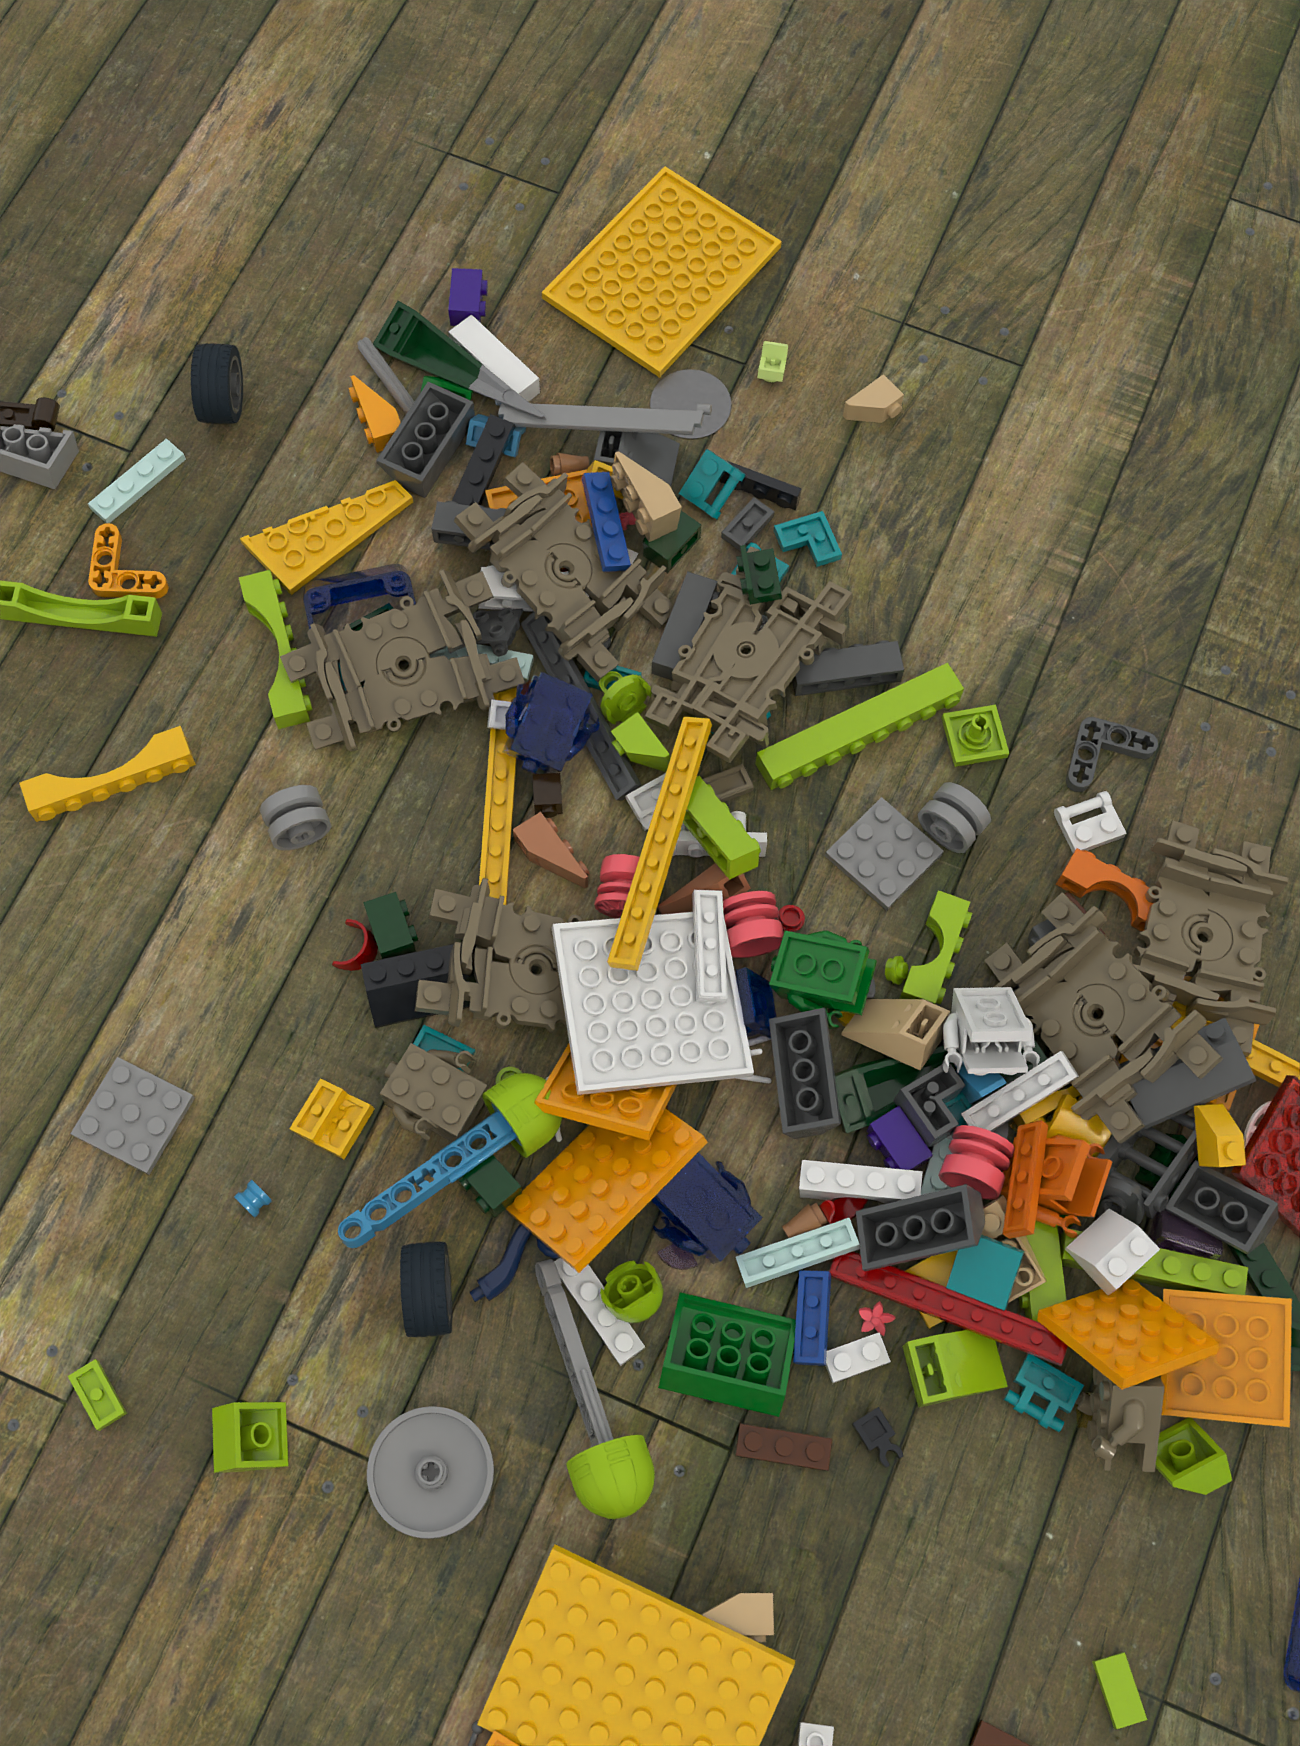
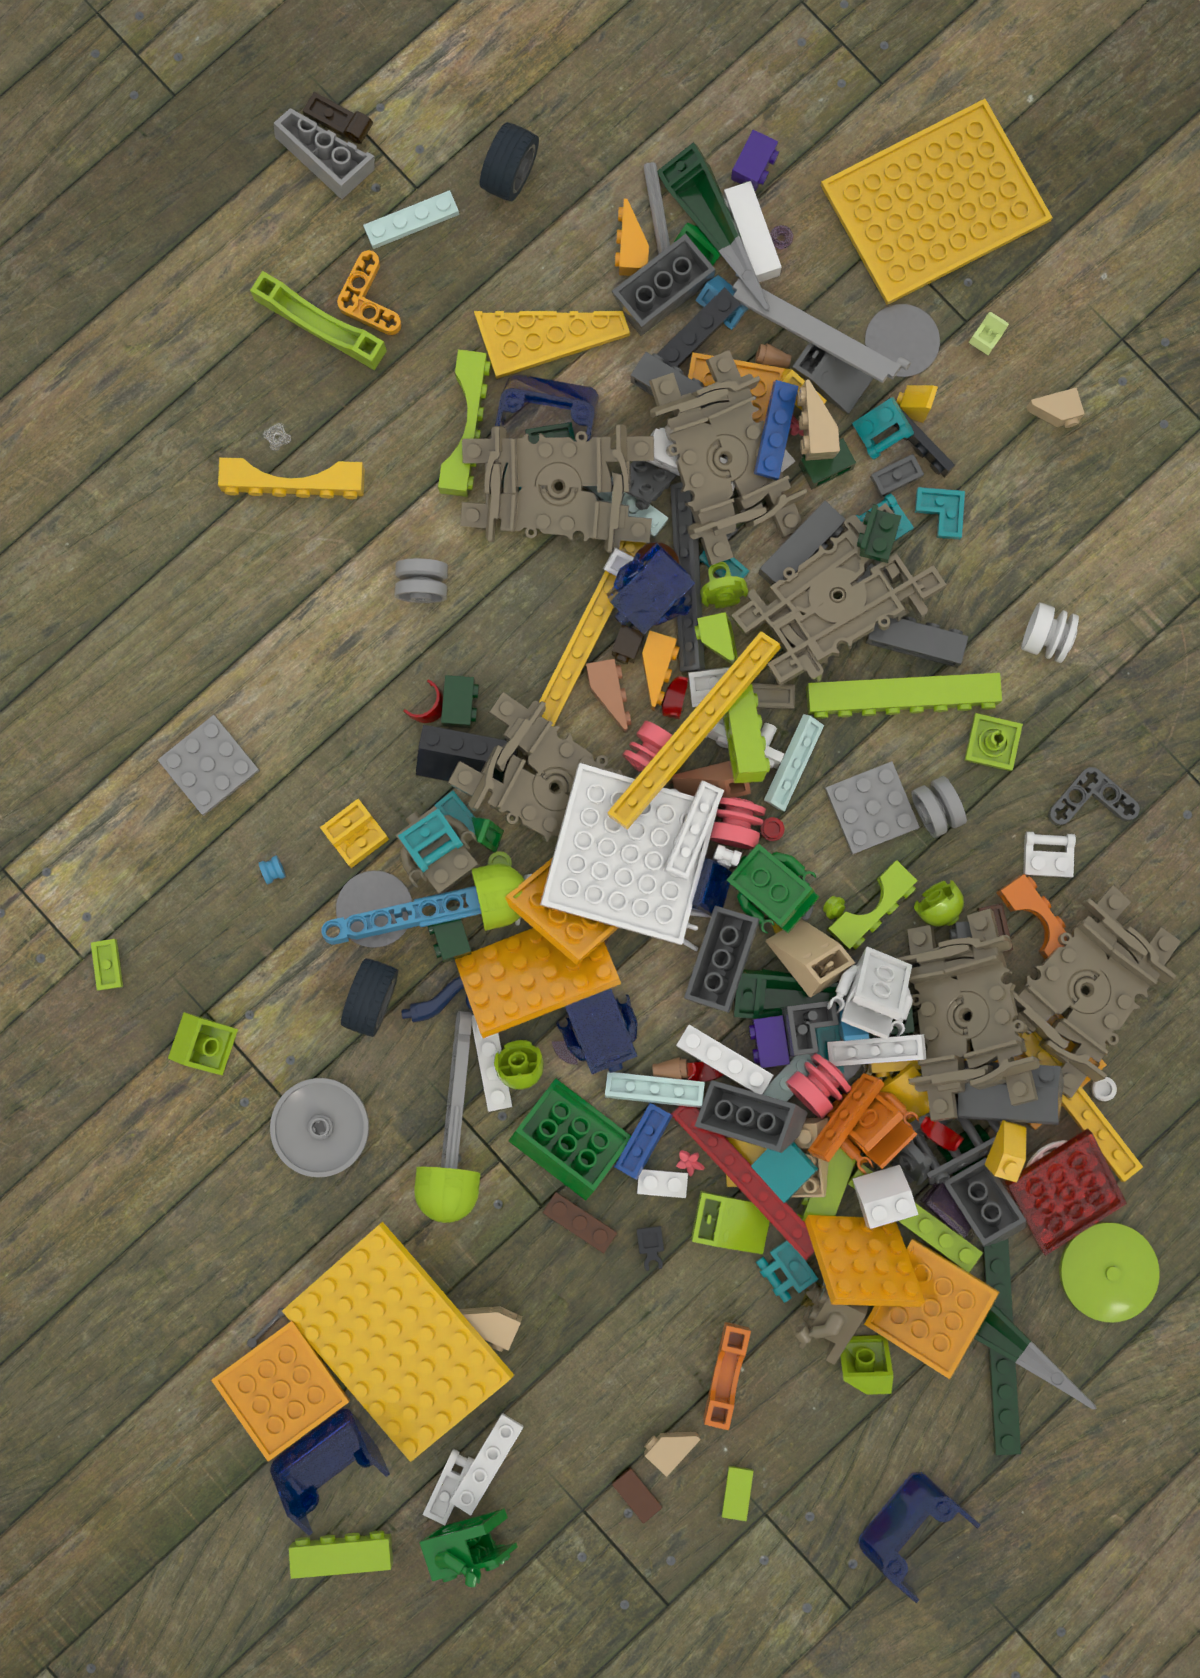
camera: 25 degrees right, 15 degrees up
(70, 736) = (277, 429): none -> clear plate
(377, 1173) = (371, 892): none -> flat silver sticker
(413, 1074) = (425, 833): none -> teal plate
(483, 1049) = (487, 833): none -> green slope
(526, 350) = (781, 230): none -> plate
(585, 799) = (656, 659): none -> light orange slope
(622, 827) = (674, 698): none -> red helmet
(735, 444) = (917, 401): none -> yellow slope
(758, 958) = (726, 857): none -> white plate
(780, 841) = (794, 762): none -> light aqua plate
(981, 604) = (1050, 632): none -> white wheel
(1007, 917) = (941, 904): none -> lime cylinder
(1016, 1673) = (670, 1449): none -> tan slope
(1031, 1527) = (725, 1375): none -> orange arch
(1136, 1157) = (941, 1134): none -> red helmet
(1275, 1036) = (1104, 1089): none -> white tile

